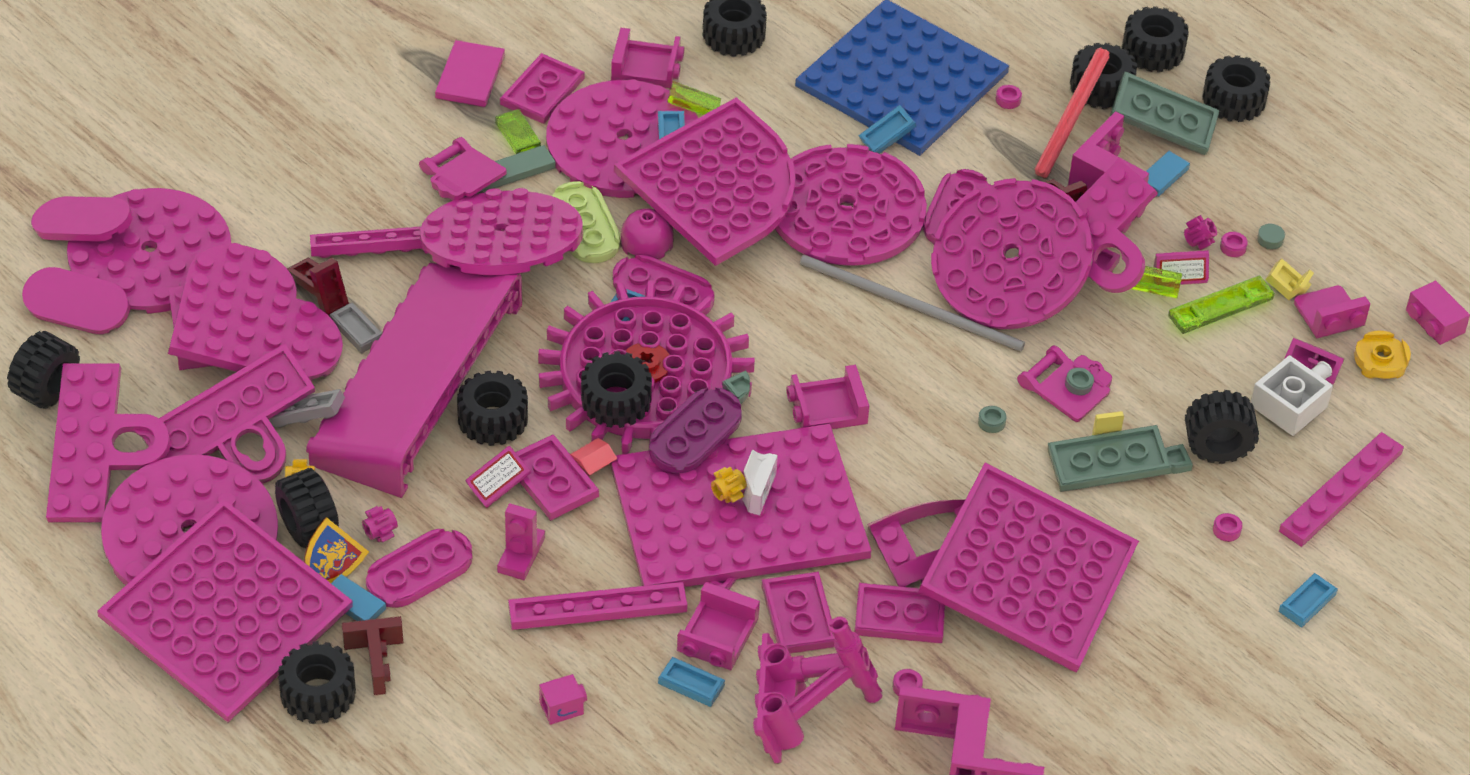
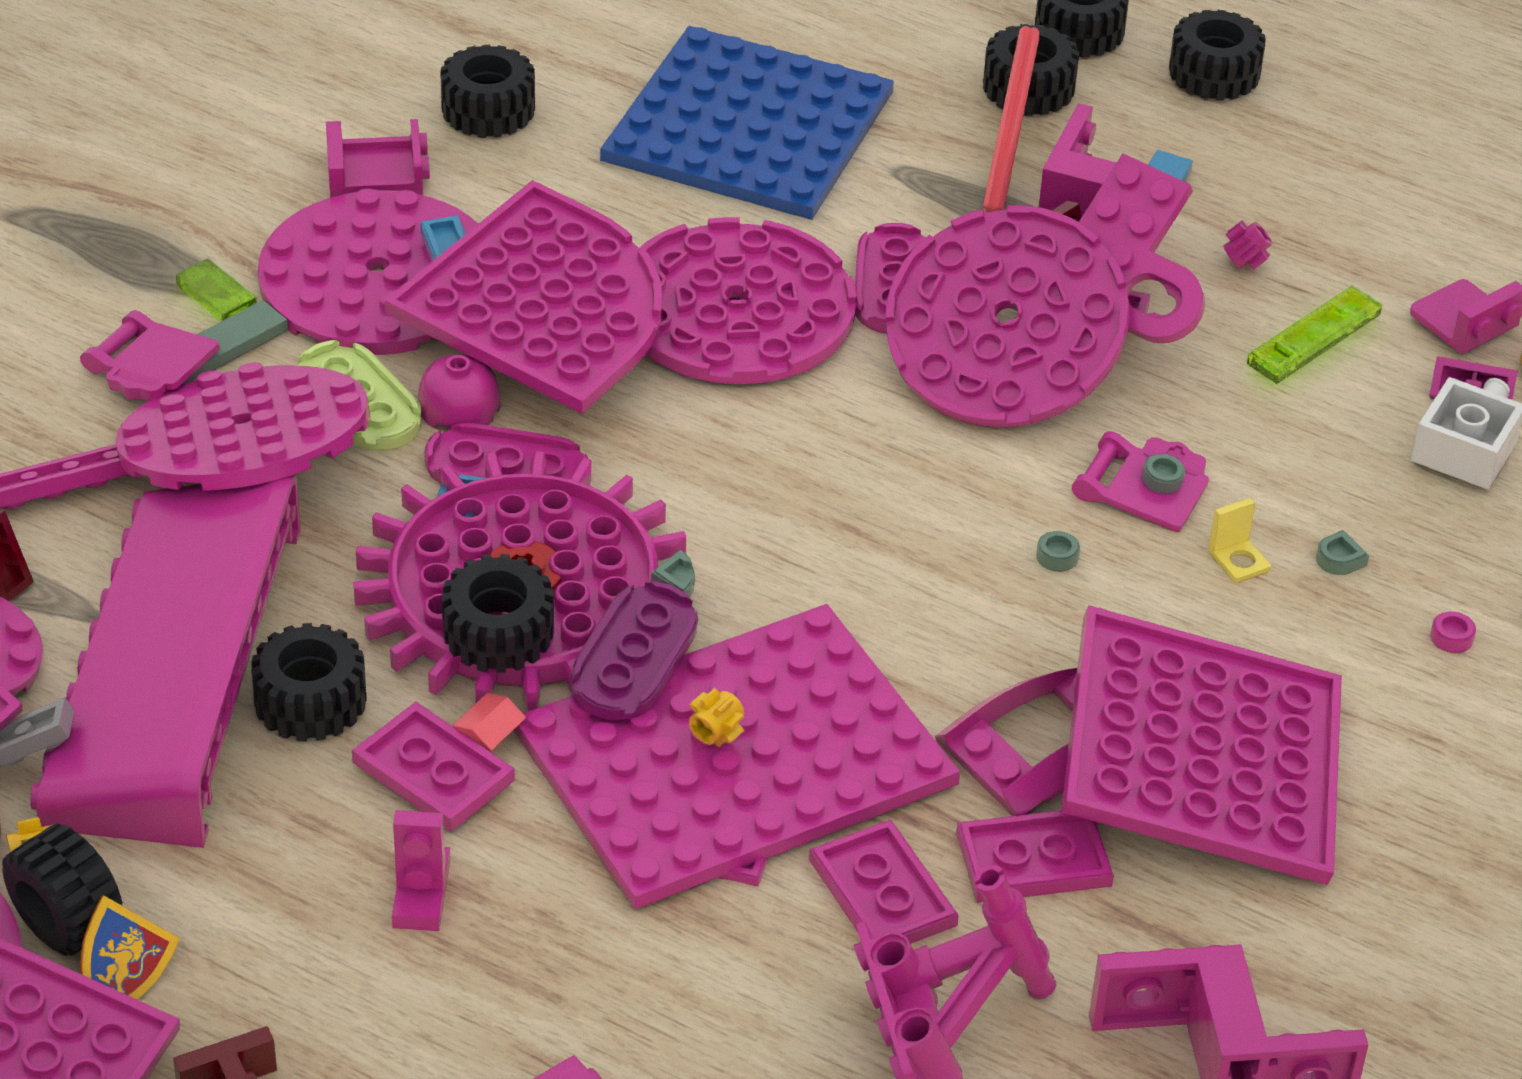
camera: 15 degrees left, 5 degrees down
(356, 327) = (54, 609): light grey tile -> none
(365, 604) = (199, 1022): dark azure tile -> none
(379, 524) = (184, 892): dark pink gear -> none
(419, 567) = (265, 948): dark pink tile -> none
(470, 73) = (117, 225): dark pink tile -> none
(497, 476) = (350, 781): slope -> none
(542, 88) = (232, 225): dark pink tile -> none
(597, 605) = (569, 943): dark pink plate -> none
(691, 681) = (756, 1027): dark azure tile -> none
(692, 99) = (461, 199): clear neon green tile -> none
(719, 626) = (770, 933): dark pink panel -> none
(759, 475) = (759, 703): white slope -> none
(830, 401) = (815, 572): dark pink panel -> none
(887, 130) = (759, 190): dark azure tile -> none
(908, 678) = (1081, 955): dark pink tile -> none
(912, 303) = (879, 415): light grey piece -> none
(1008, 96) = (907, 121): dark pink tile -> none
(1109, 458) = (1247, 570): sand green tile -> none
(1160, 282) = (1222, 320): clear neon green tile -> none
(1165, 113) = (1137, 100): sand green tile -> none
(1192, 265) = (1241, 296): slope -> none
(1221, 426) = (1397, 491): black tyre -> none
(1233, 244) = (1295, 254): dark pink tile -> none
(1271, 236) = (1341, 234): sand green tile -> none
(1288, 280) = (1392, 286): light yellow bracket -> none

